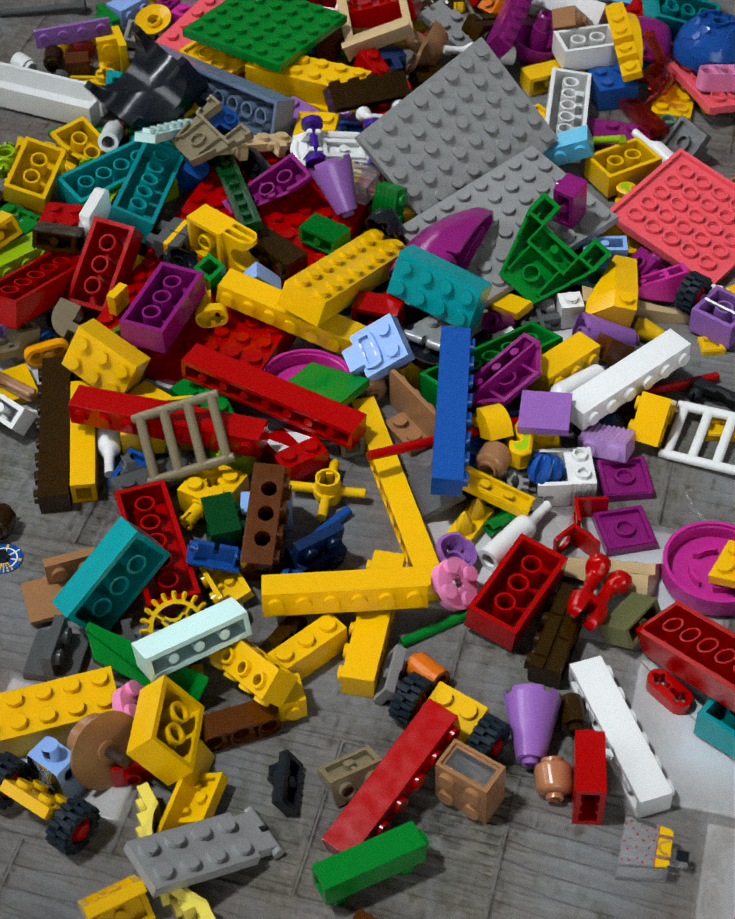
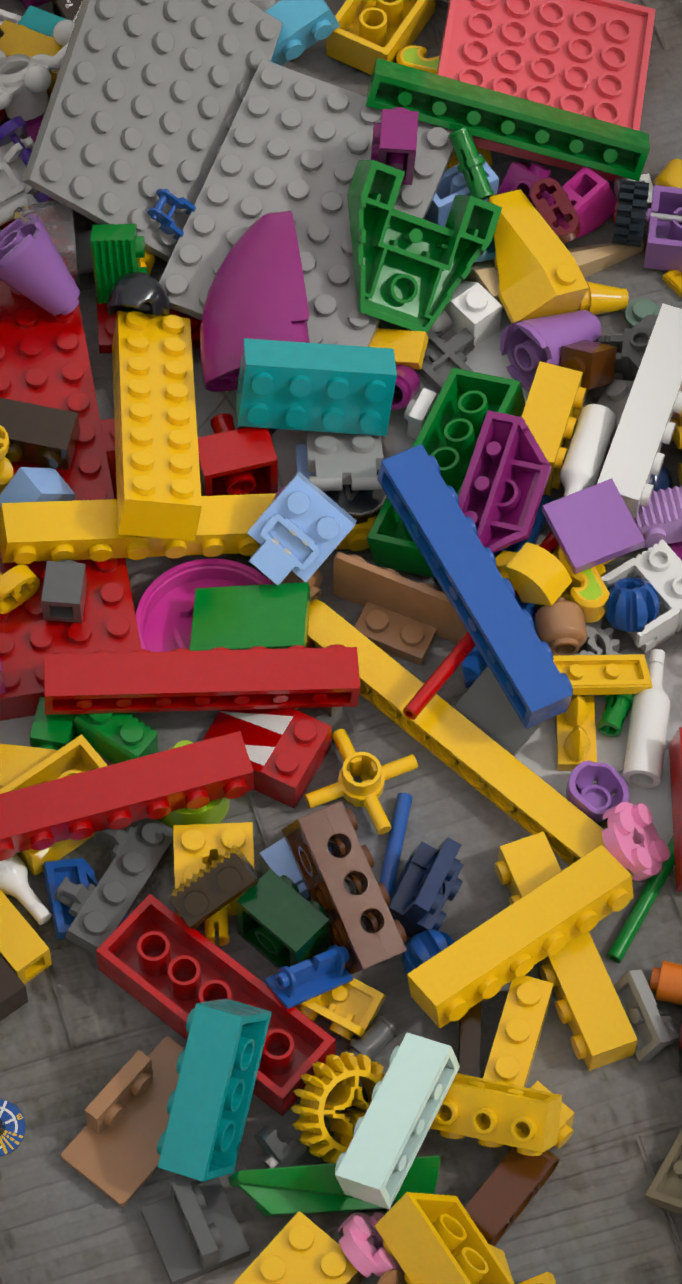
camera: 35 degrees left, 15 degrees up
(164, 413) = (98, 799): dark tan bar -> none
(192, 486) = (214, 887): none -> dark brown brick
(236, 326) = (64, 591): none -> dark grey brick
(286, 779) = (616, 1224): black hinge -> none
(324, 233) = (67, 361): green brick -> none
(433, 183) = (166, 222): none -> blue piece
(613, 232) = (470, 163): none -> green pin
(644, 275) = (562, 206): none -> dark red beam
(653, 223) = (509, 119): none -> green brick

